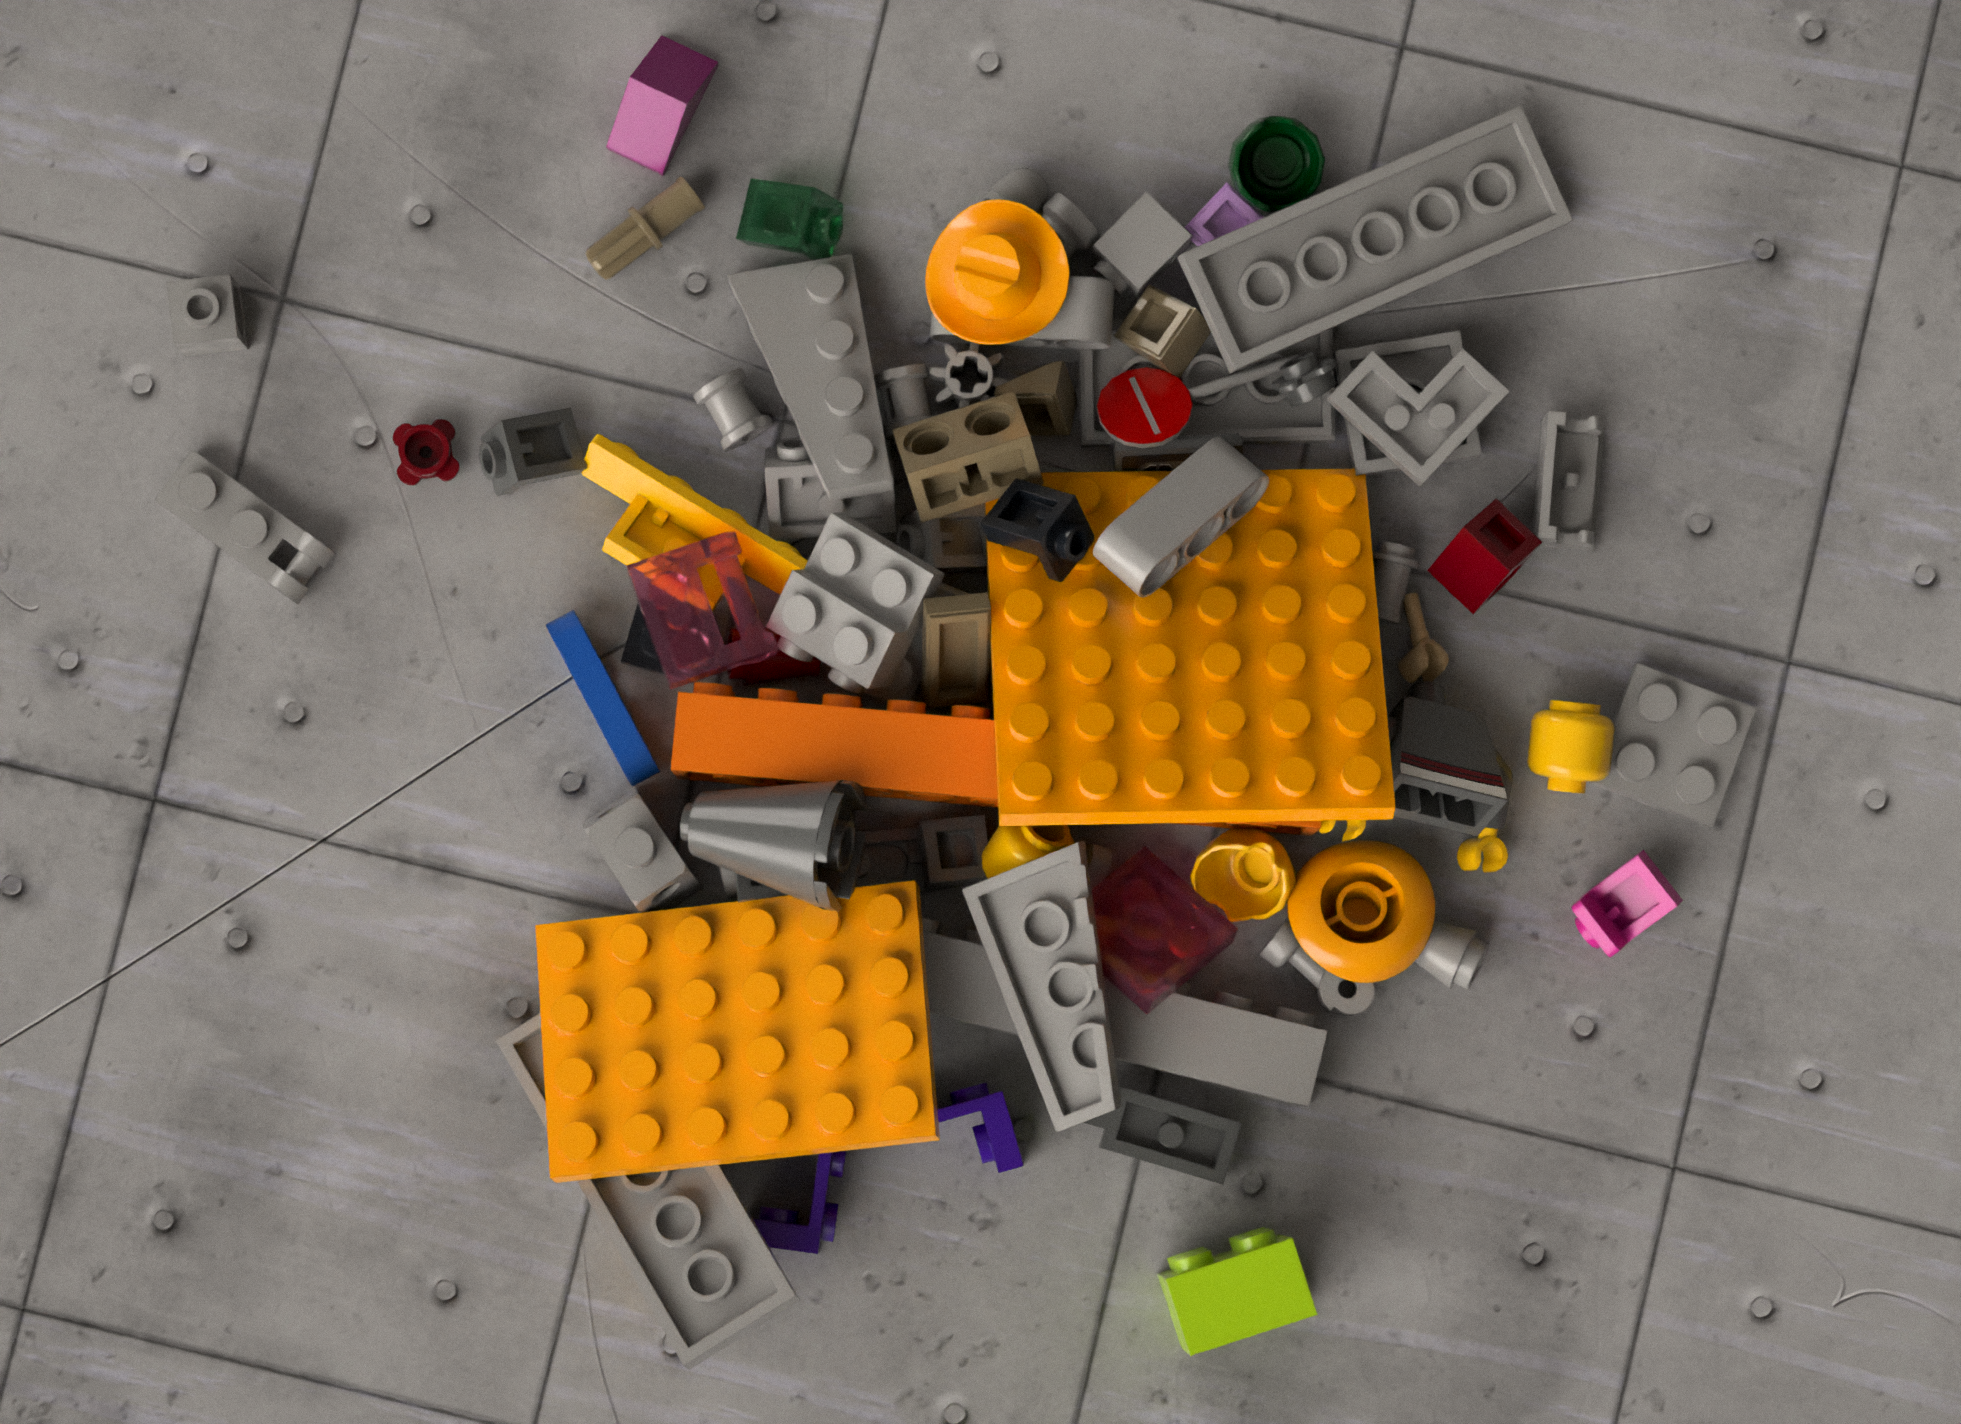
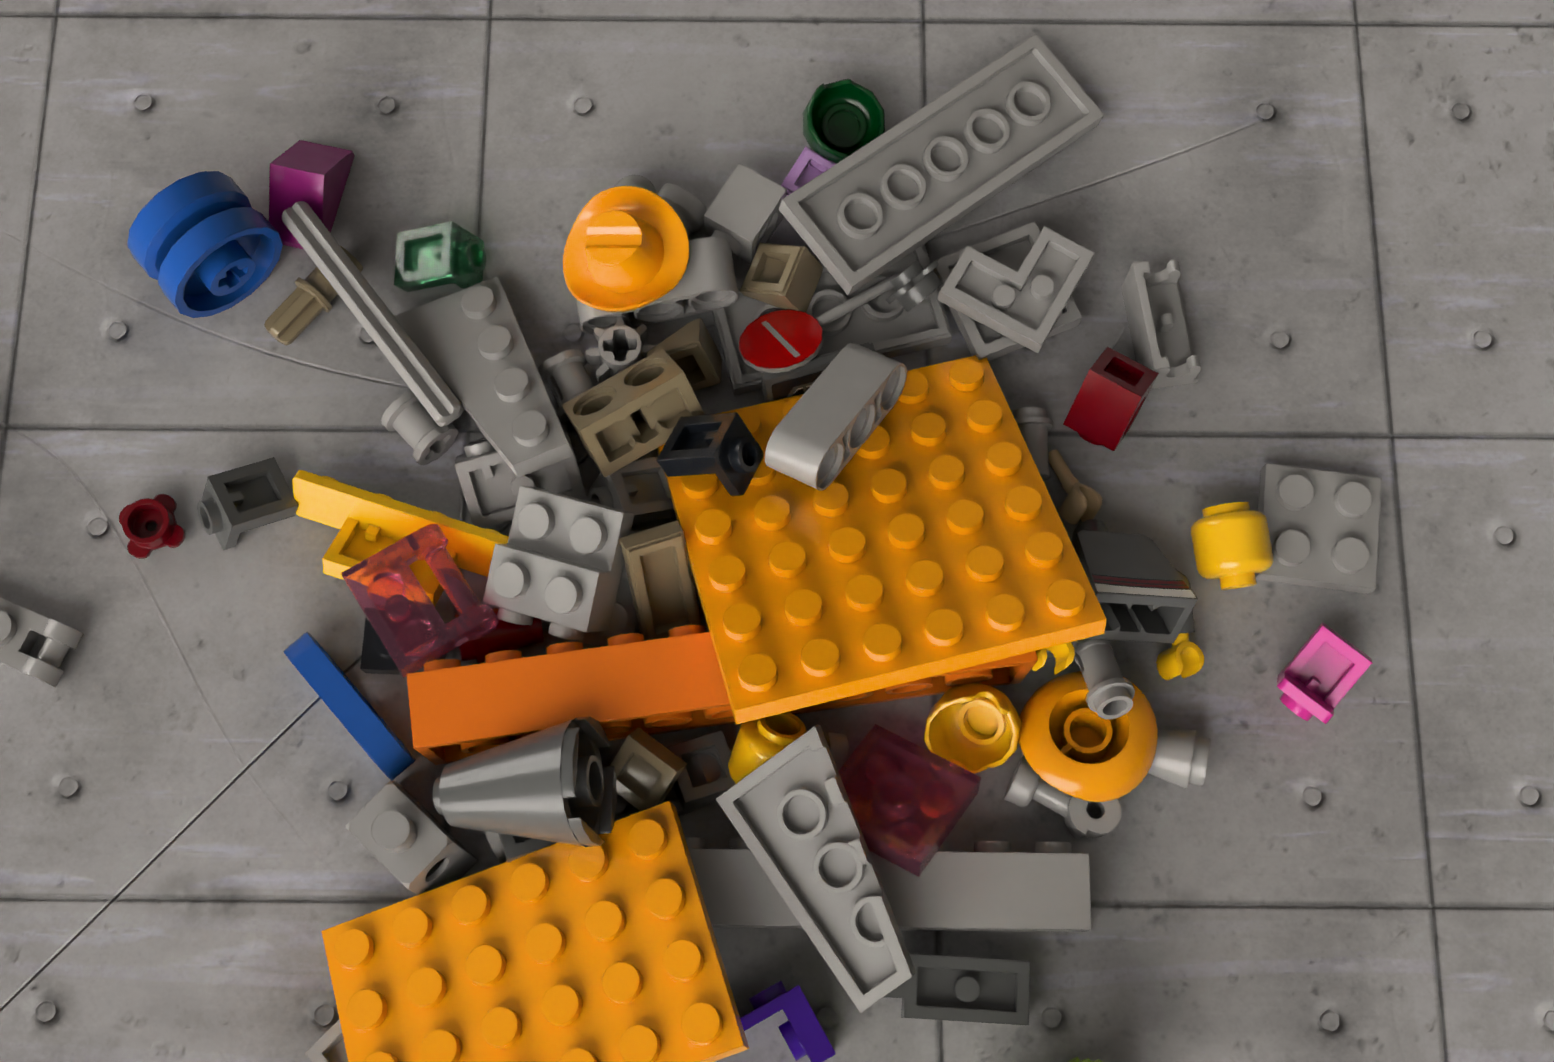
camera: 10 degrees left, 10 degrees down
(543, 155) = (204, 243): none -> blue wheel
(708, 273) = (372, 314): none -> light grey axle
(896, 841) = (645, 770): none -> dark tan plate
(1389, 868) = (1108, 691): none -> light grey pin

